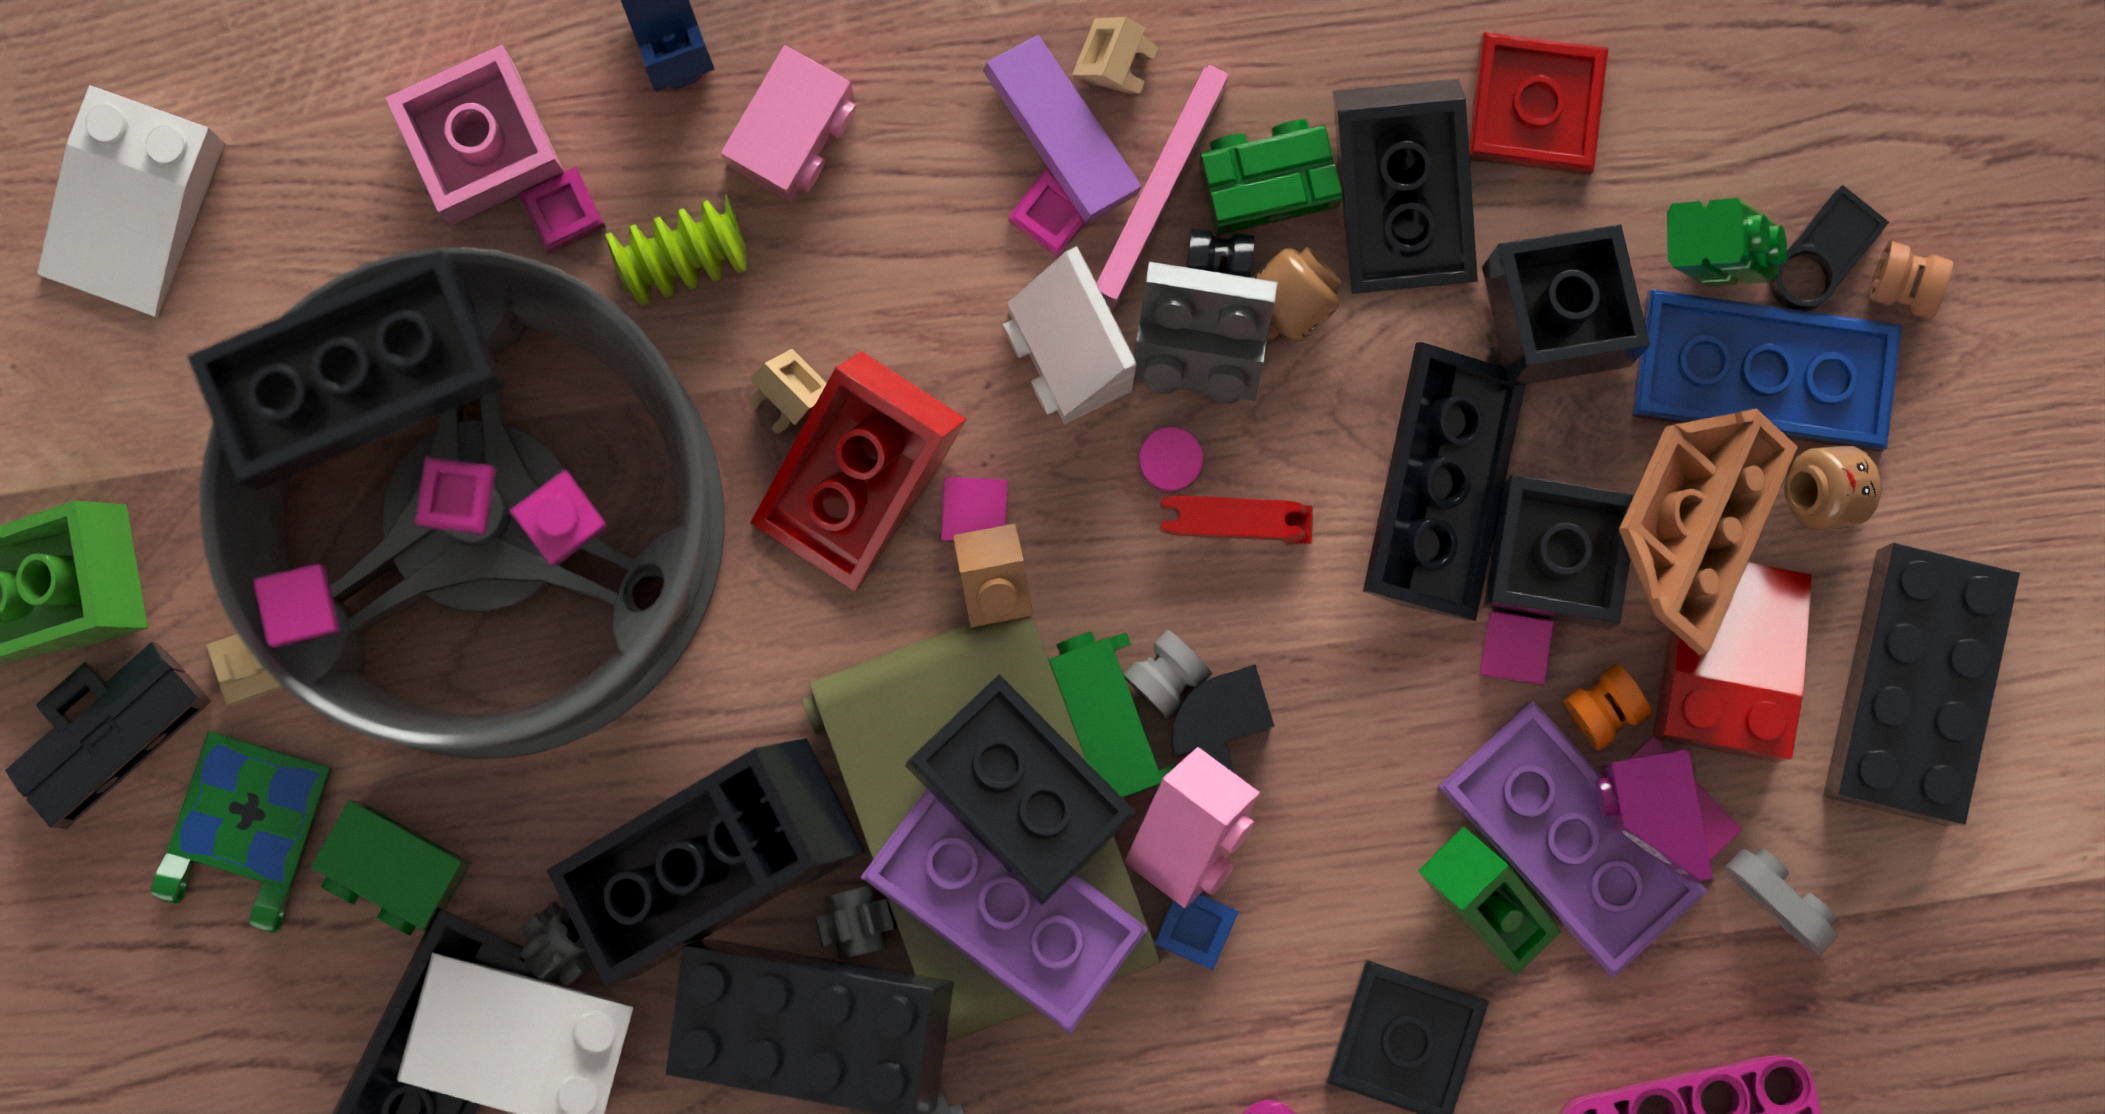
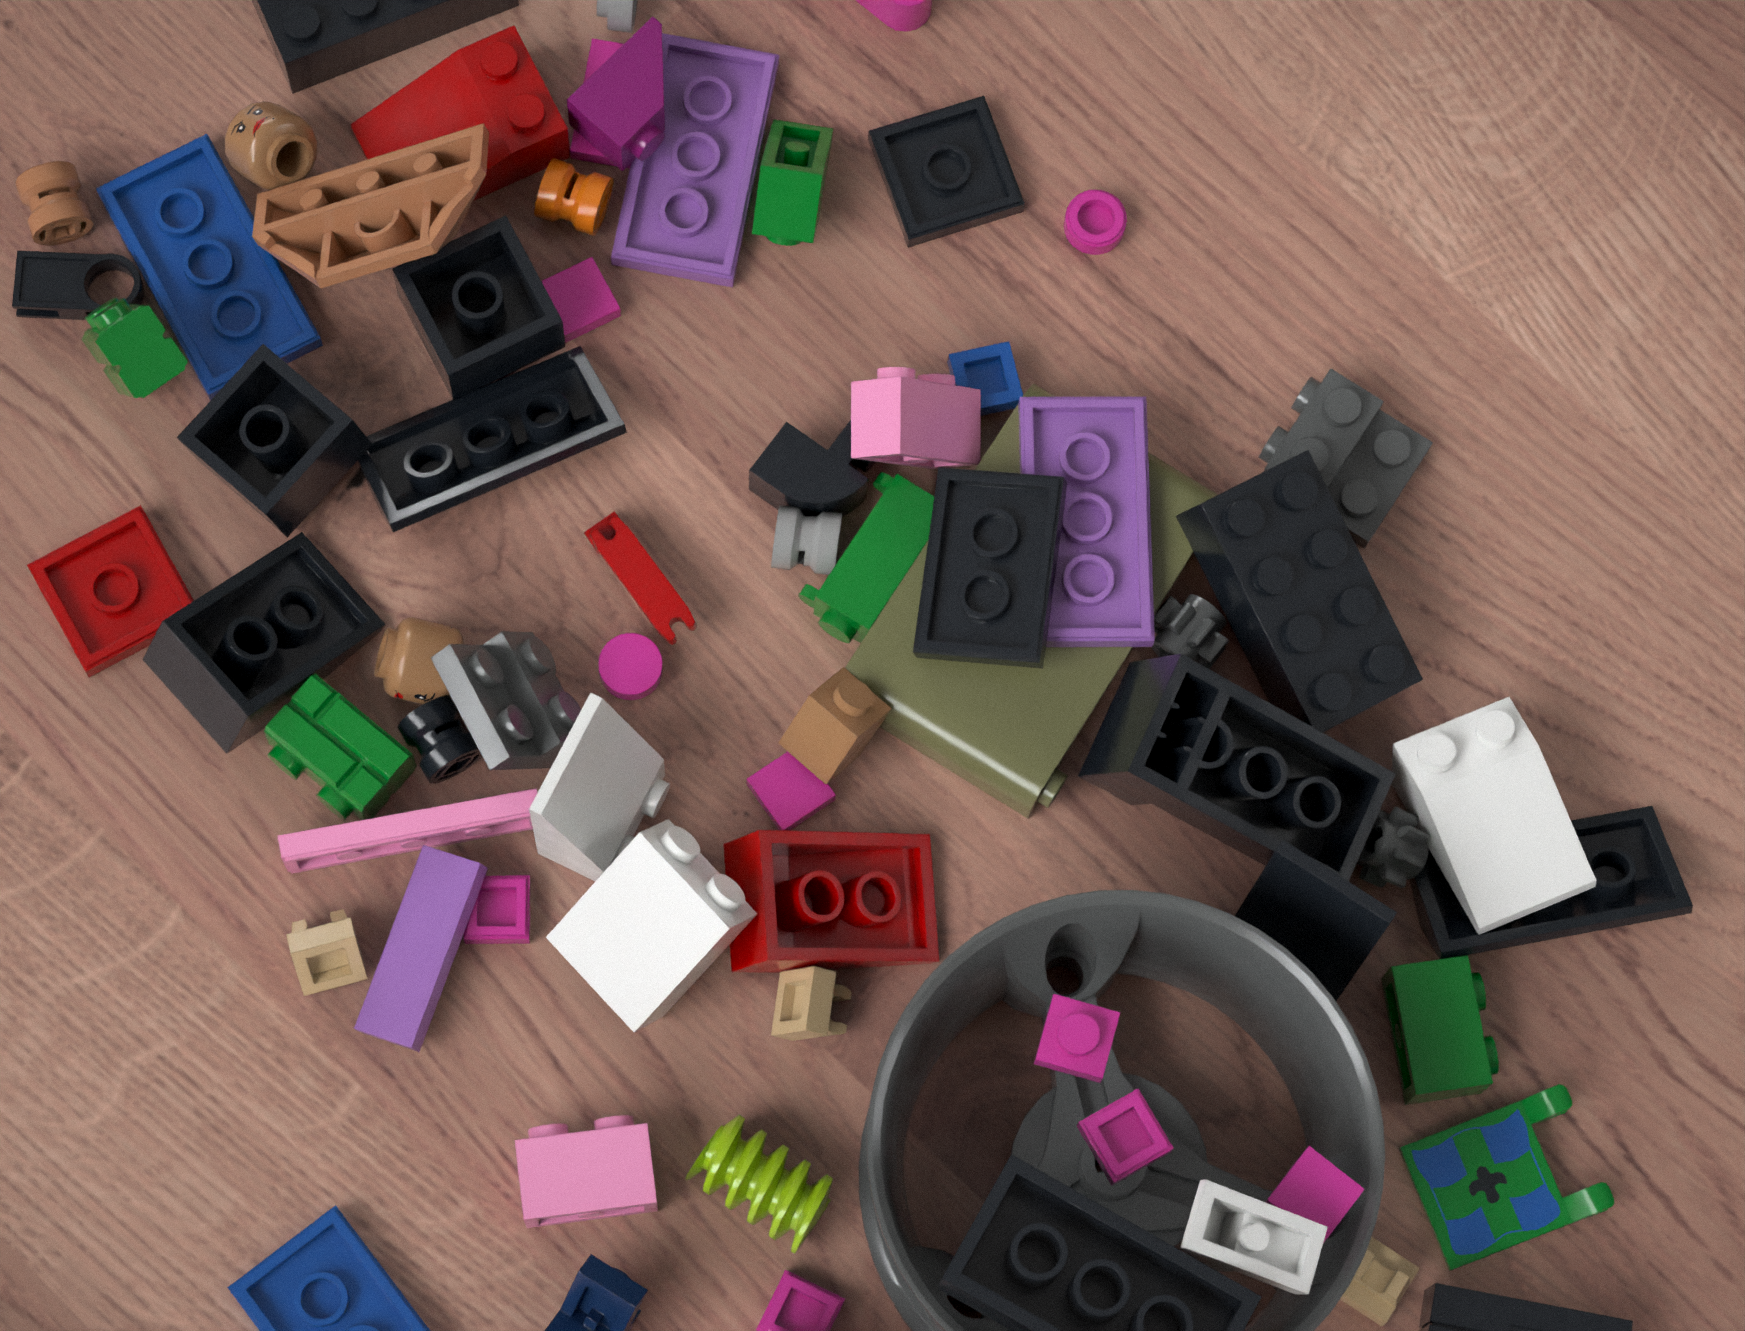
camera: 135 degrees left, 10 degrees down
(293, 519) = (1253, 1238): none -> white slope
(539, 810) = (1315, 916): none -> black slope
(936, 306) = (652, 924): none -> white brick

